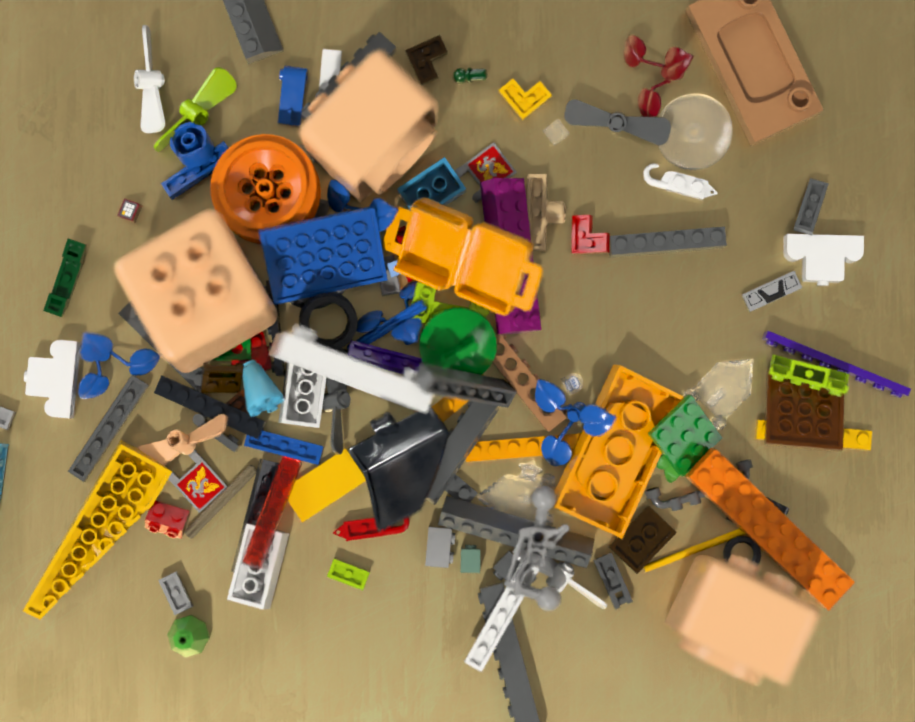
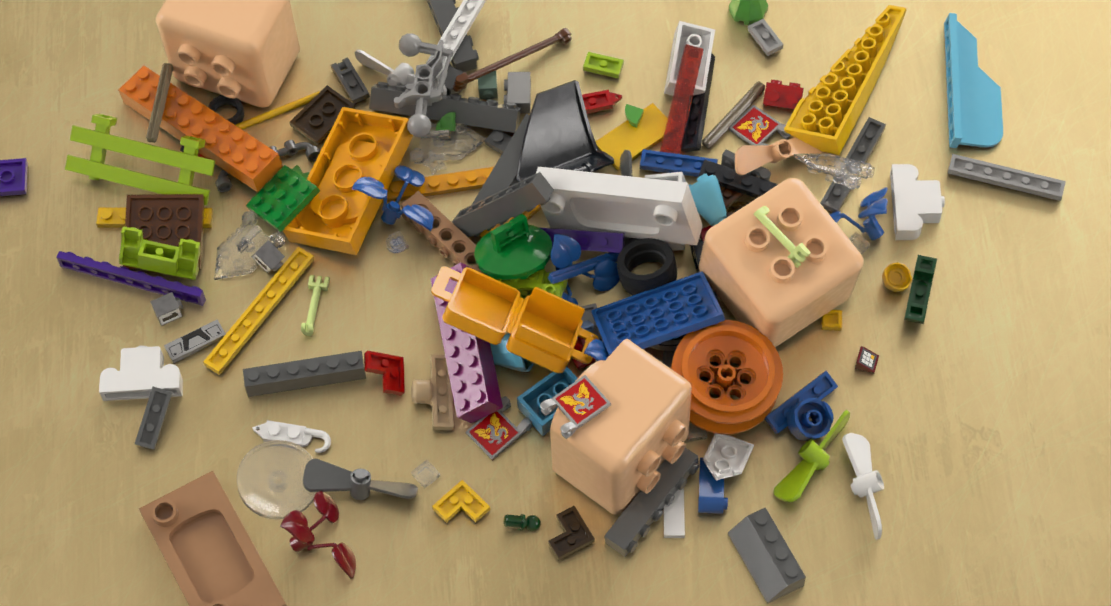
camera: 175 degrees left, 25 degrees down
(85, 293) = (896, 277): none -> yellow hair
(120, 337) = (859, 242): none -> clear tile
(127, 417) = (837, 169): none -> clear shield
(180, 267) = (797, 253): none -> yellowish green hinge
(275, 116) = (727, 456): none -> white tile
(323, 506) = (633, 114): none -> bright green tile
(386, 615) = (461, 80): none -> reddish brown hinge
(407, 114) = (578, 403): none -> flag
(515, 511) = (447, 122): none -> bright green tile
(662, 294) = (308, 327): none -> yellowish green hinge
(700, 372) = (268, 257): none -> flat silver brick
(709, 318) = (258, 310): none -> yellow plate
(799, 326) = (167, 308): none -> flat silver brick
(811, 552) = (159, 102): none -> dark tan axle
(870, 510) = (102, 140): none -> lime fence

